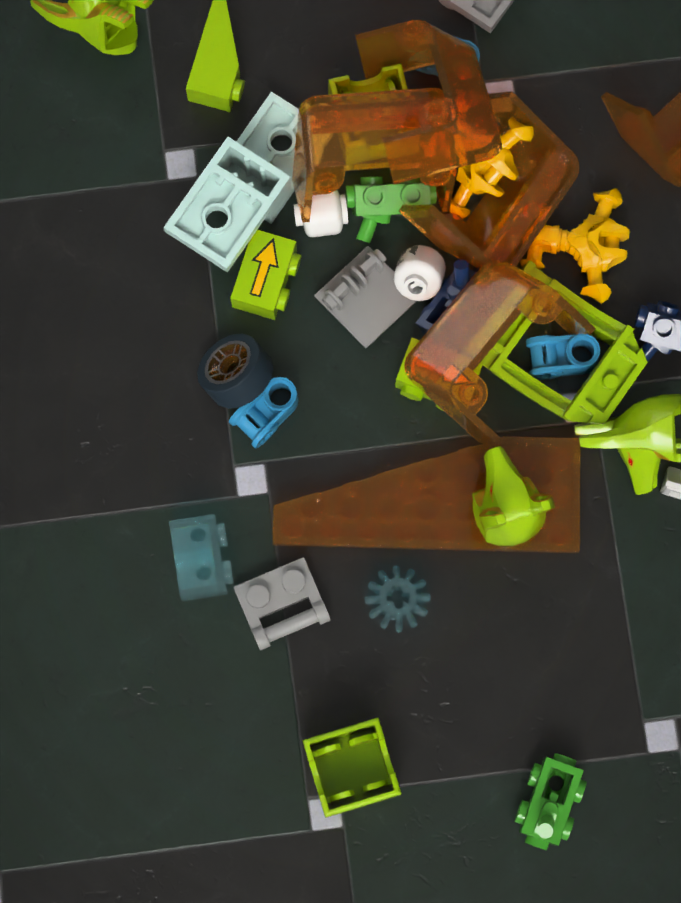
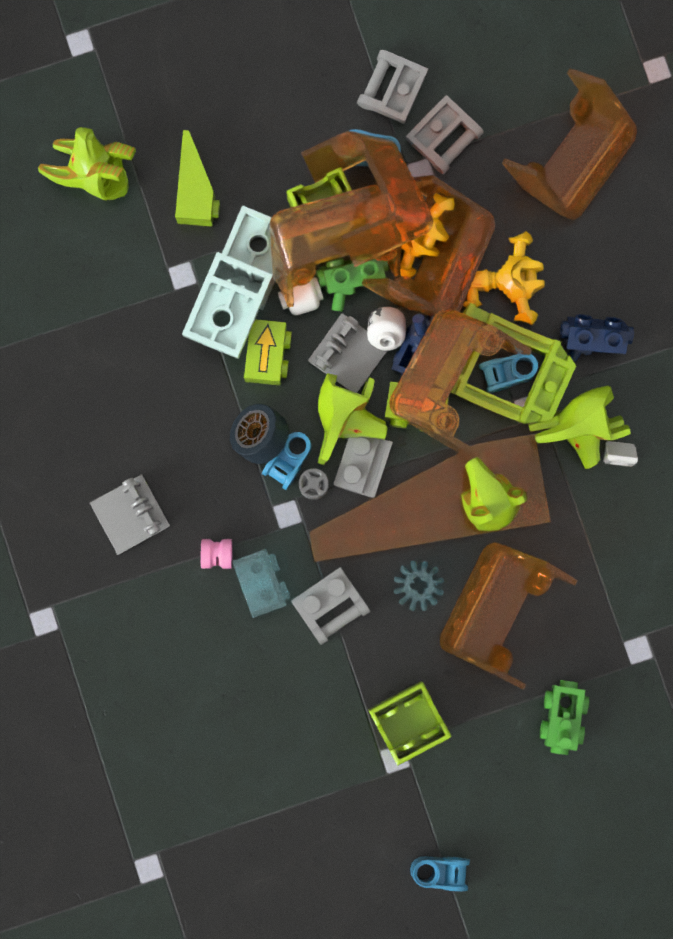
camera: 10 degrees left, 5 degrees up
(54, 441) = (129, 514): none -> light grey hinge
(152, 509) = (216, 553): none -> bright pink wheel
(288, 440) = (315, 480): none -> flat silver wheel
(347, 368) = (345, 415): none -> lime piece
(357, 434) = (363, 465): none -> light grey plate
(487, 640) = (492, 604): none -> clear orange windscreen
(530, 44) = (437, 128): none -> light grey plate

